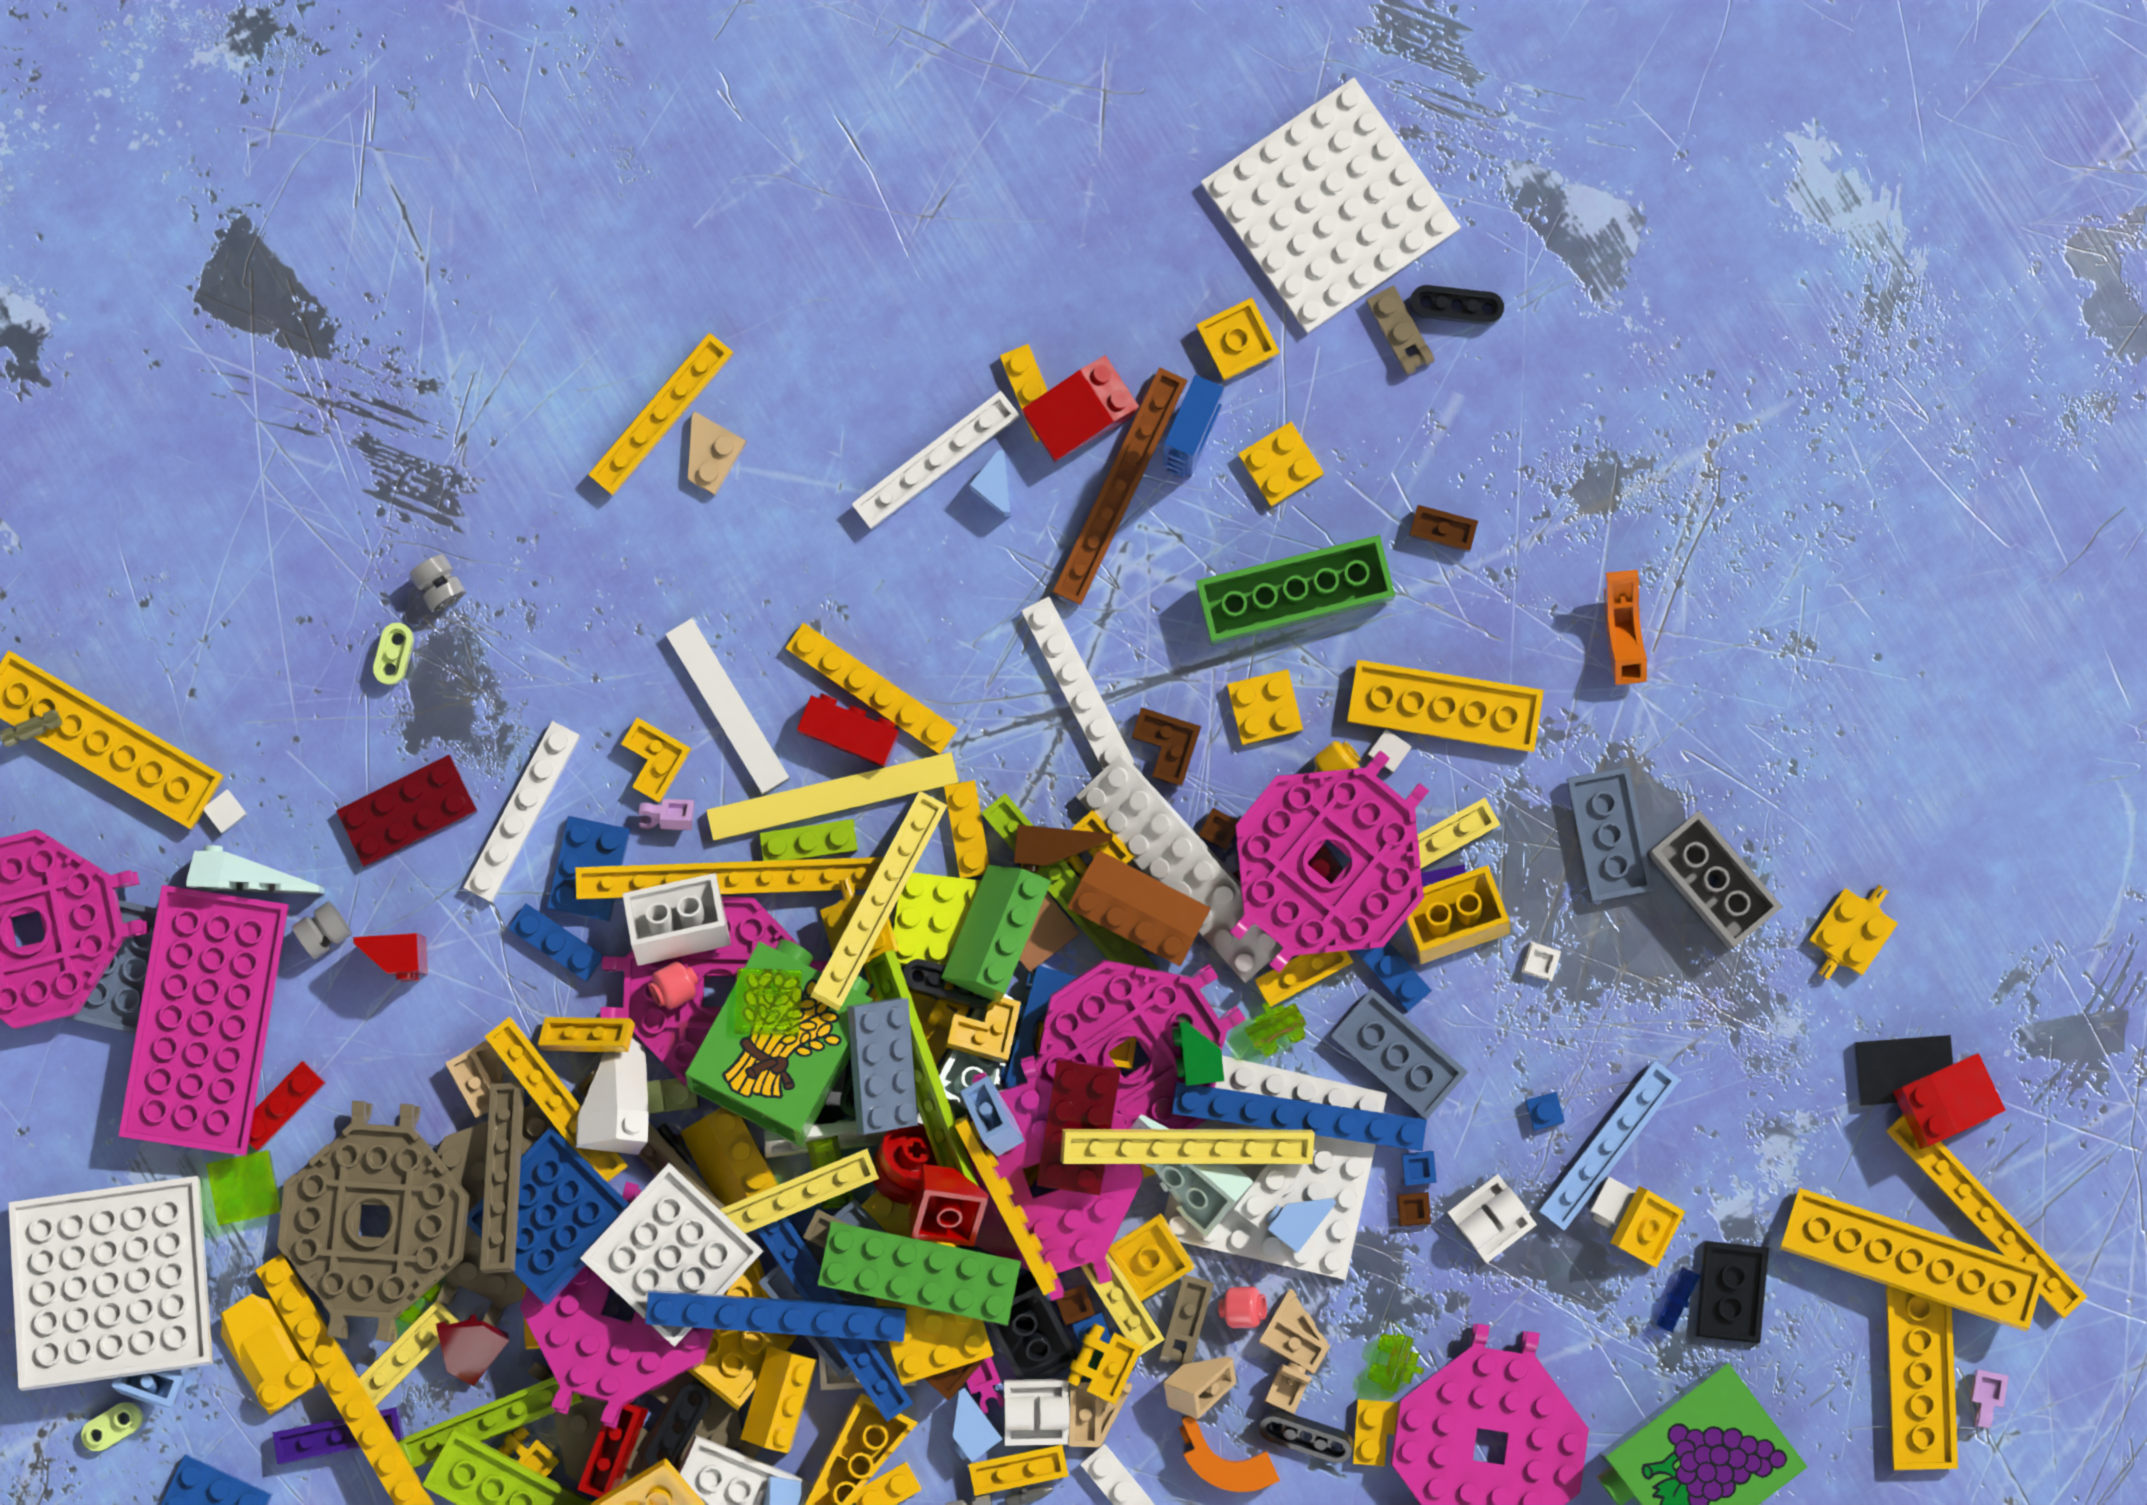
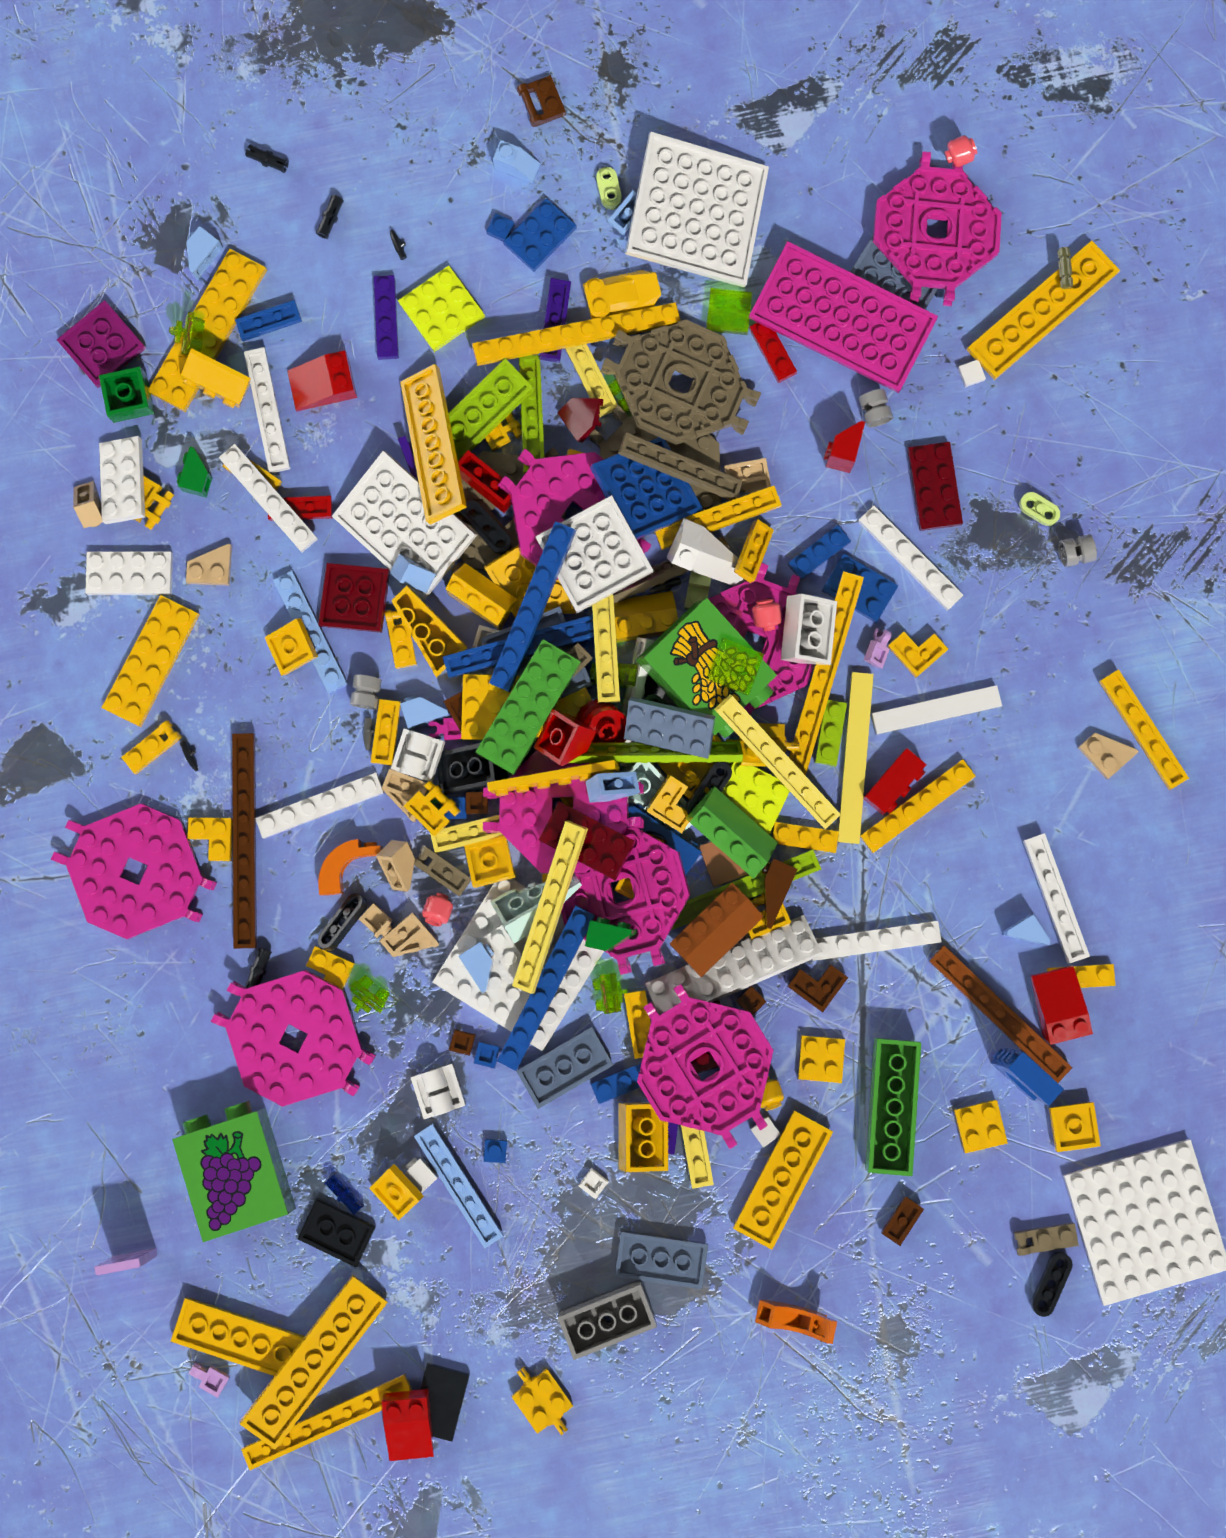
camera: 110 degrees right, 0 degrees up
(230, 873) = (932, 362): light aqua wedge -> none

